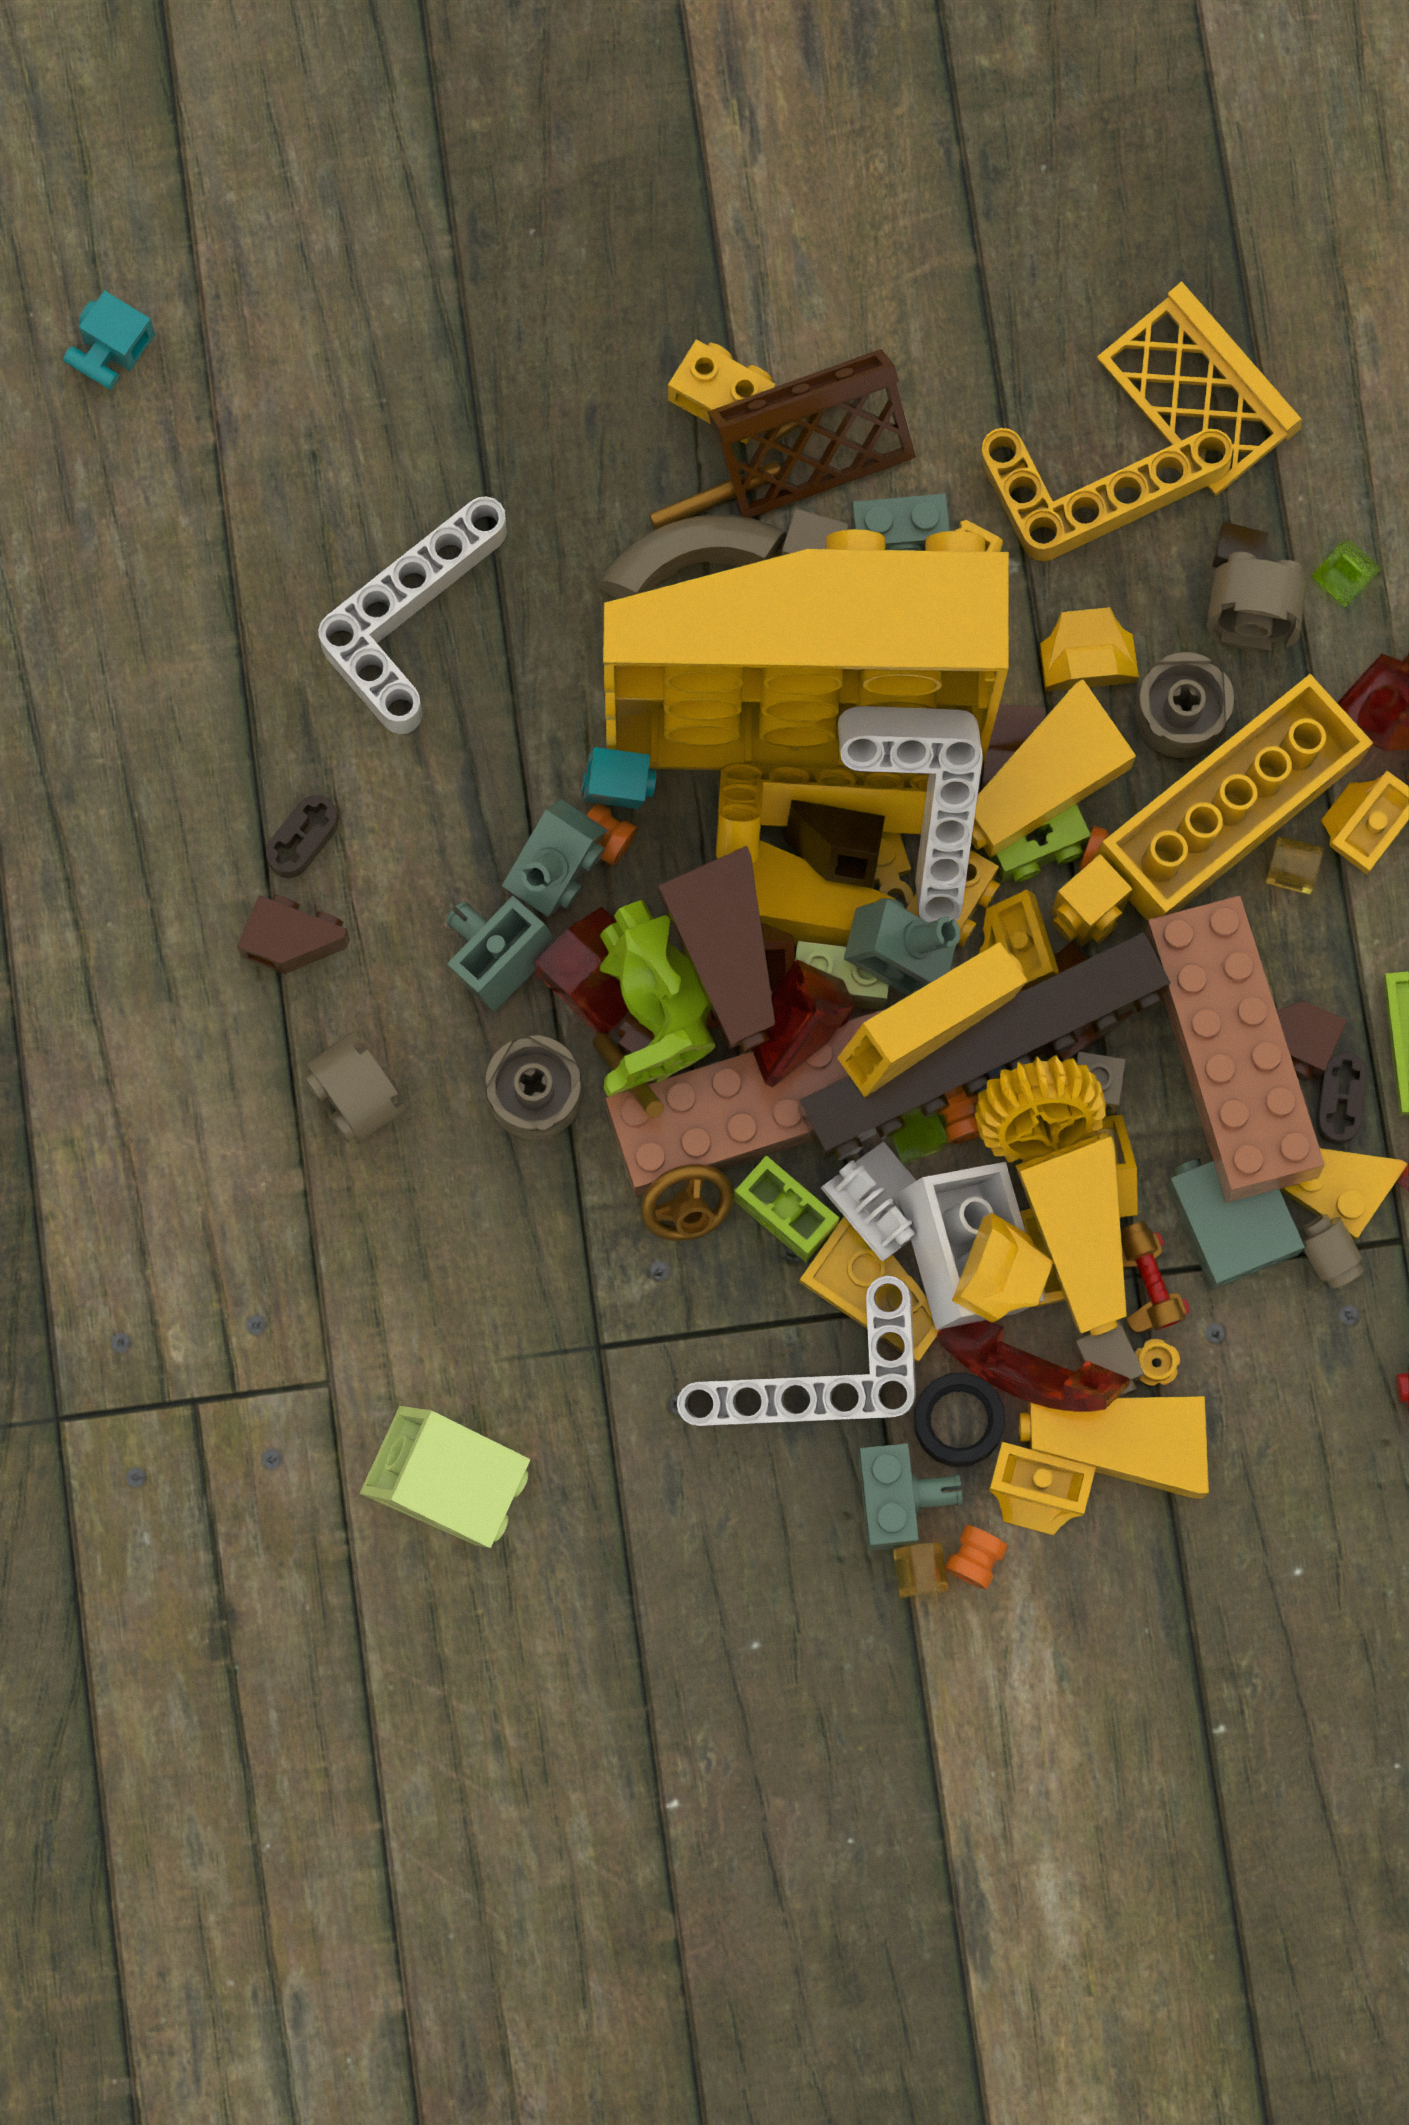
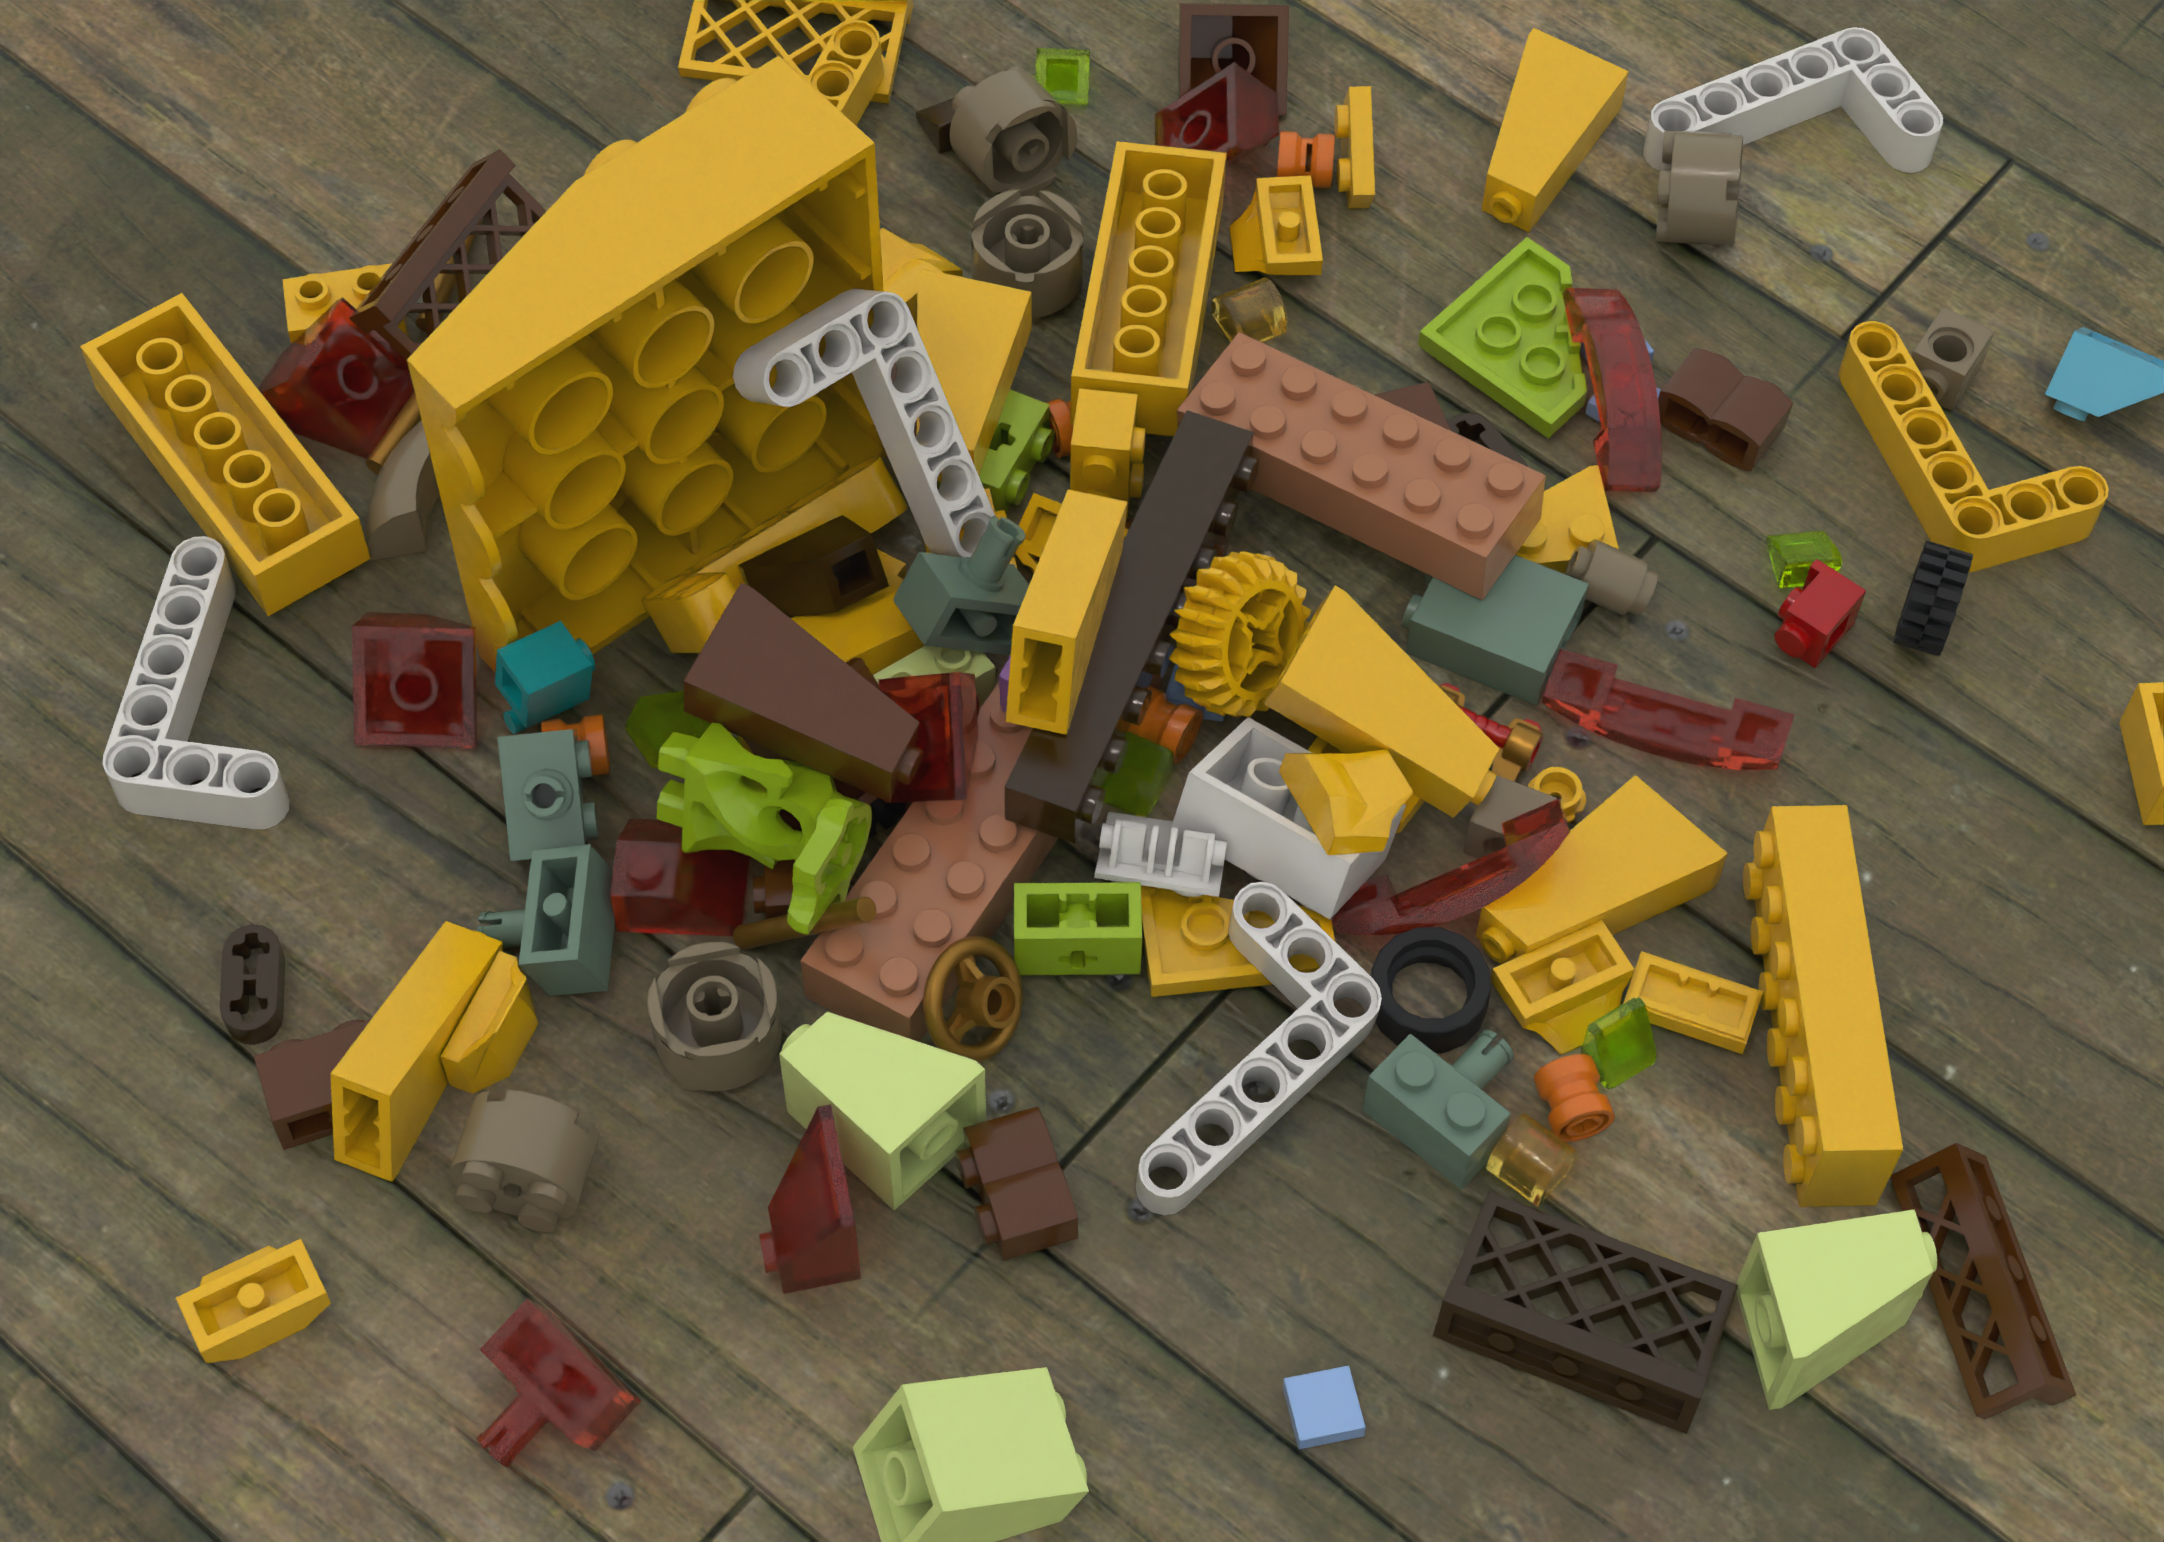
camera: 40 degrees left, 20 degrees down
(150, 1041) = (254, 1302): none -> yellow slope
(267, 1236) = (555, 1384): none -> clear red brick
(356, 961) = (394, 1067): none -> yellow slope
(410, 984) = (492, 1029): none -> yellow slope
(485, 1257) = (813, 1214): none -> clear red slope
(548, 706) = (414, 681): none -> clear red slope
(562, 444) = (226, 453): none -> yellow brick
(575, 1224) = (891, 1100): none -> yellowish green slope
(617, 1334) = (1019, 1184): none -> reddish brown brick
(668, 1608) = (1323, 1407): none -> light blue tile
(673, 445) = (339, 383): none -> clear red slope
(673, 856) = (656, 719): none -> clear neon green slope
(828, 1700) = (1571, 1348): none -> dark brown fence
(995, 1800) = (1829, 1295): none -> yellowish green slope
(1037, 1549) = (1621, 1043): none -> clear neon green slope
(1105, 1559) = (1694, 1002): none -> yellow plate
(1109, 1866) = (2004, 1279): none -> reddish brown fence
(1169, 1630) = (1822, 1008): none -> yellow brick
(1272, 1369) = (1665, 723): none -> clear red slope

